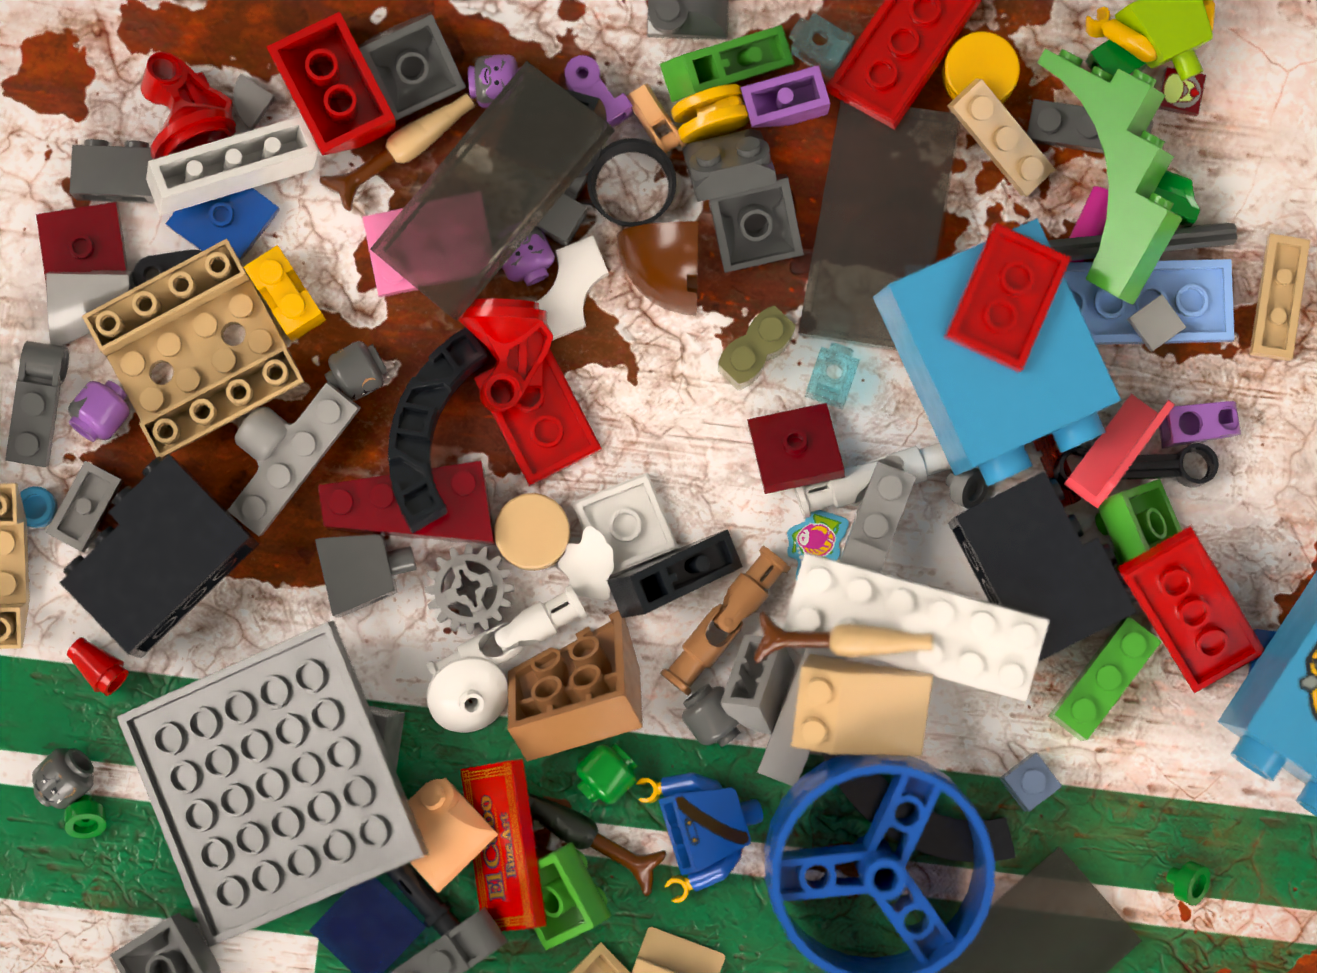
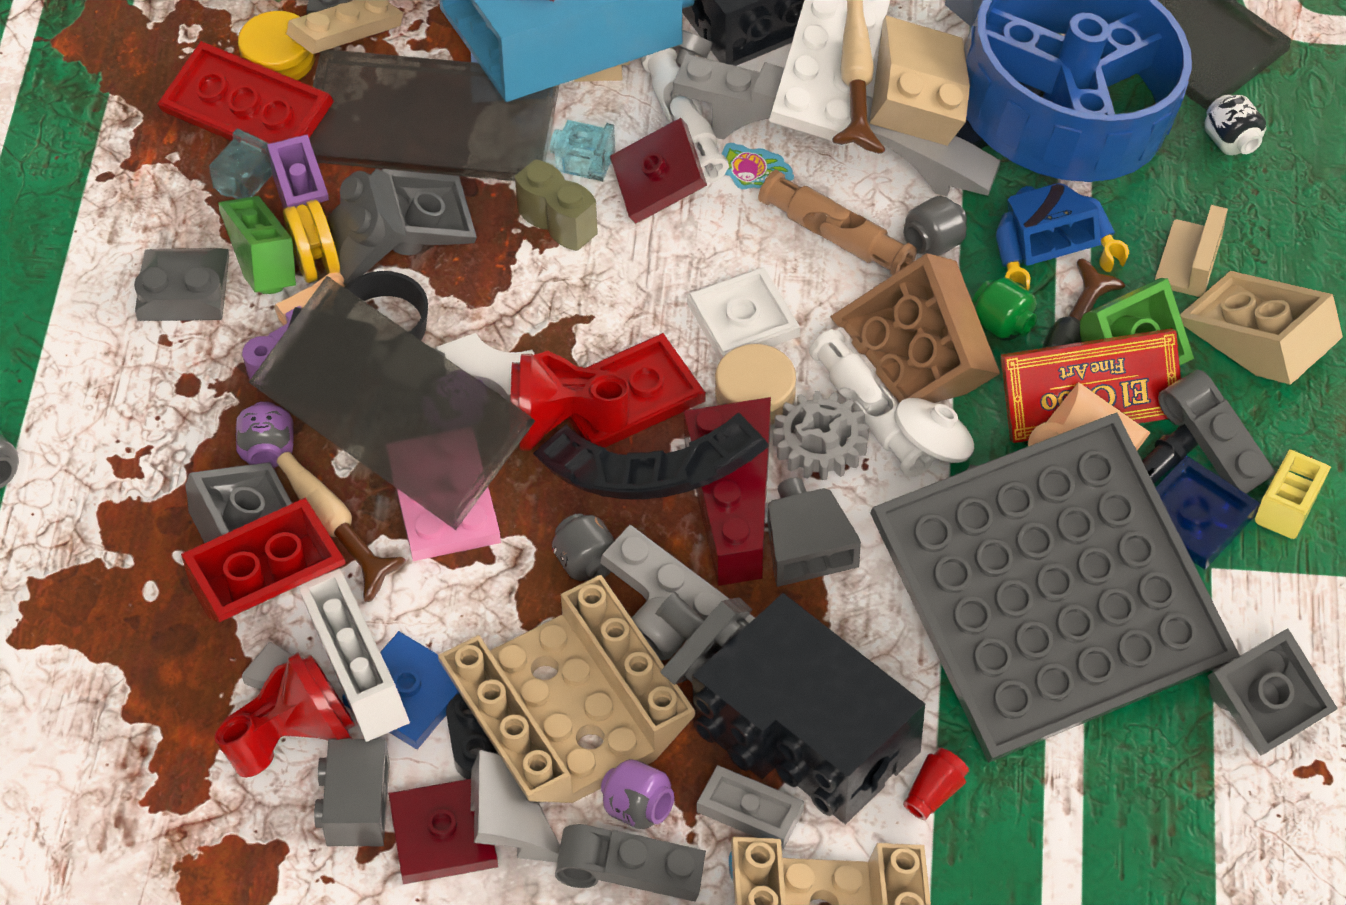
camera: 90 degrees left, 30 degrees down
(63, 778) = (1070, 807): dark grey head -> none
(85, 818) = (1111, 785): green tile -> none
(221, 468) = (701, 635): none -> dark grey plate
(275, 280) = (479, 613): yellow brick -> none
(589, 565) = (786, 332): white sticker -> none
(663, 263) = (468, 276): reddish brown brick -> none
(674, 574) = (798, 267): black slope -> none
(757, 690) = (898, 181): light grey brick -> none

